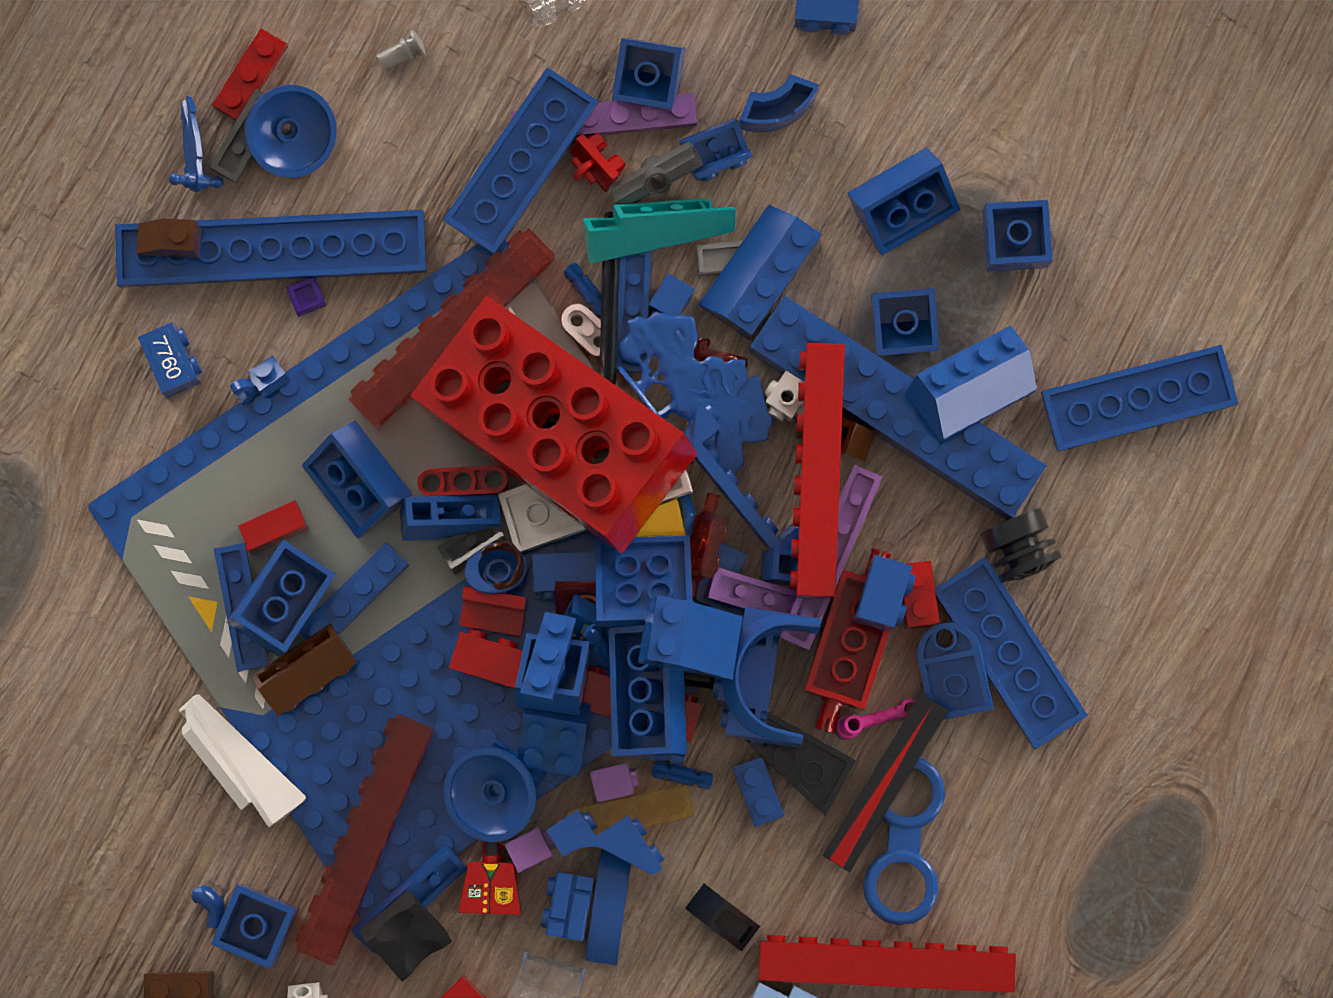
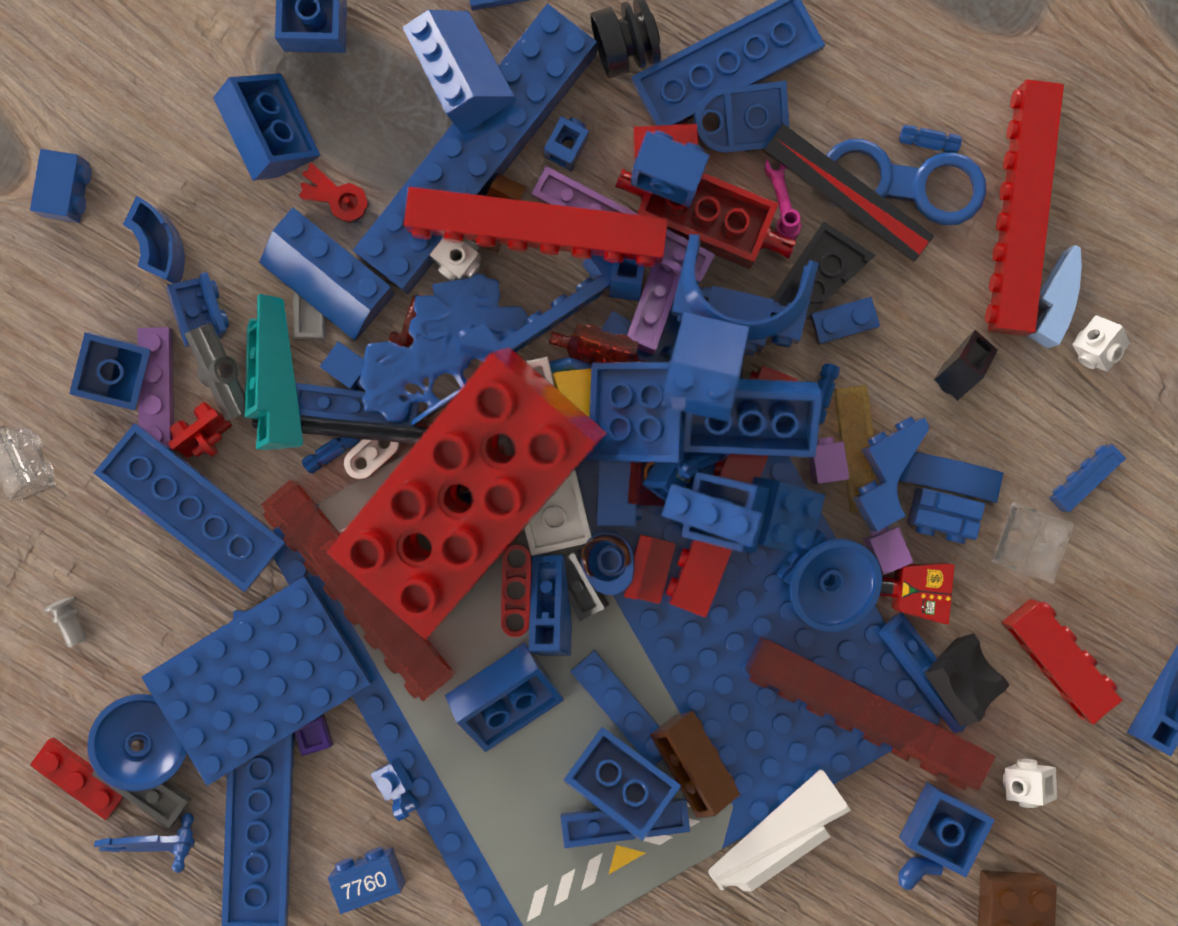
camera: 85 degrees left, 5 degrees up
(169, 238) = (239, 874): reddish brown slope -> none
(273, 527) = (546, 785): red panel -> none
(358, 238) = (256, 680): none -> blue plate
(836, 284) = (346, 201): none -> red piece
(905, 321) = (389, 133): blue slope -> none
(908, 486) = (566, 130): none -> blue brick
(951, 865) = (930, 139): none -> blue axle

